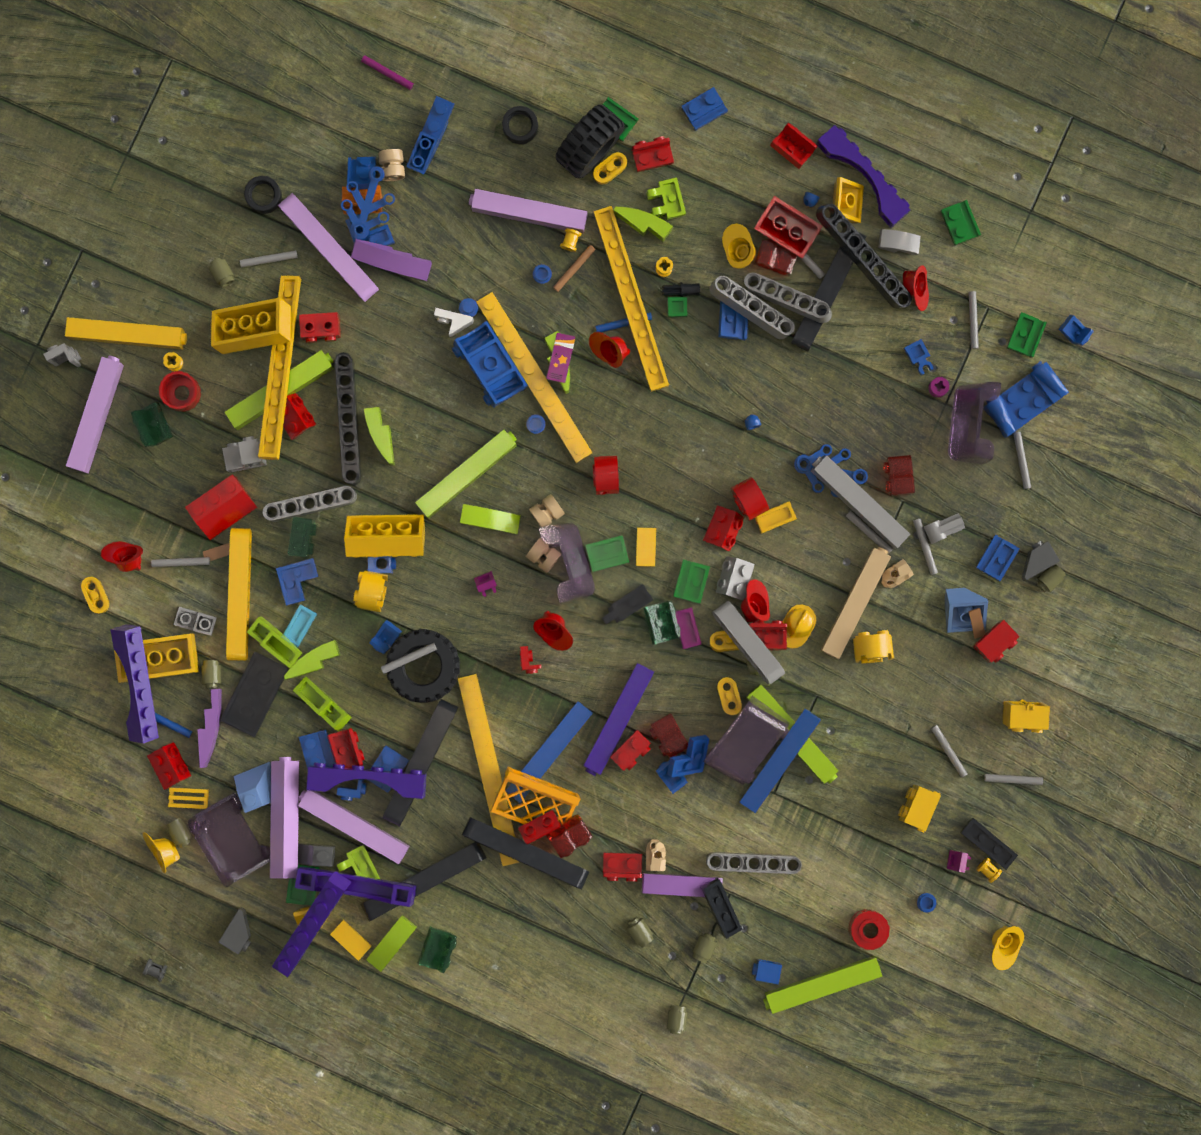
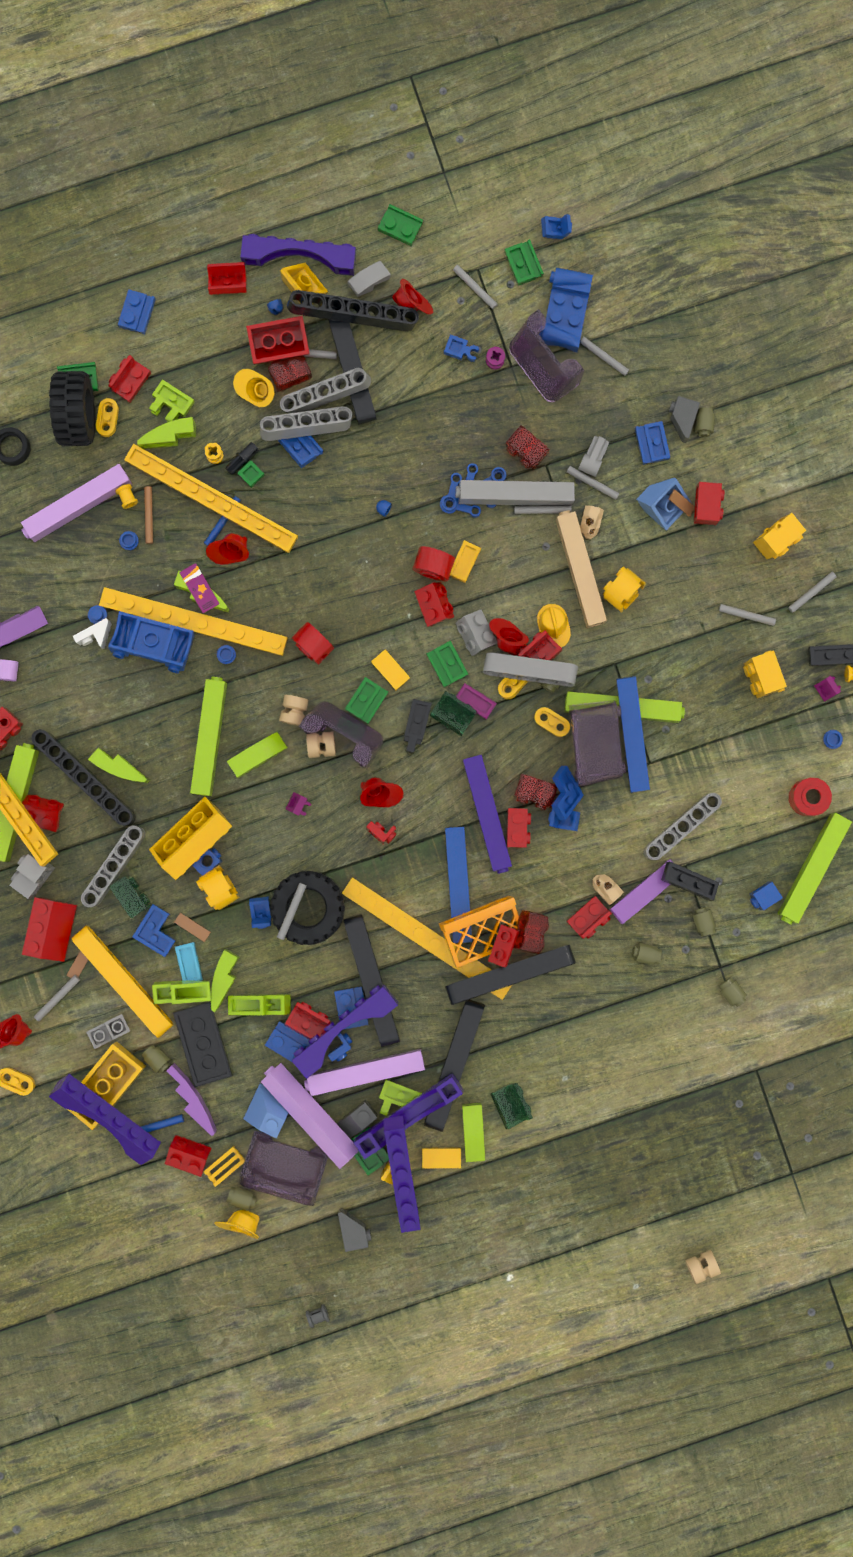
camera: 40 degrees left, 0 degrees up
(326, 601) = (192, 927): none -> medium nougat window

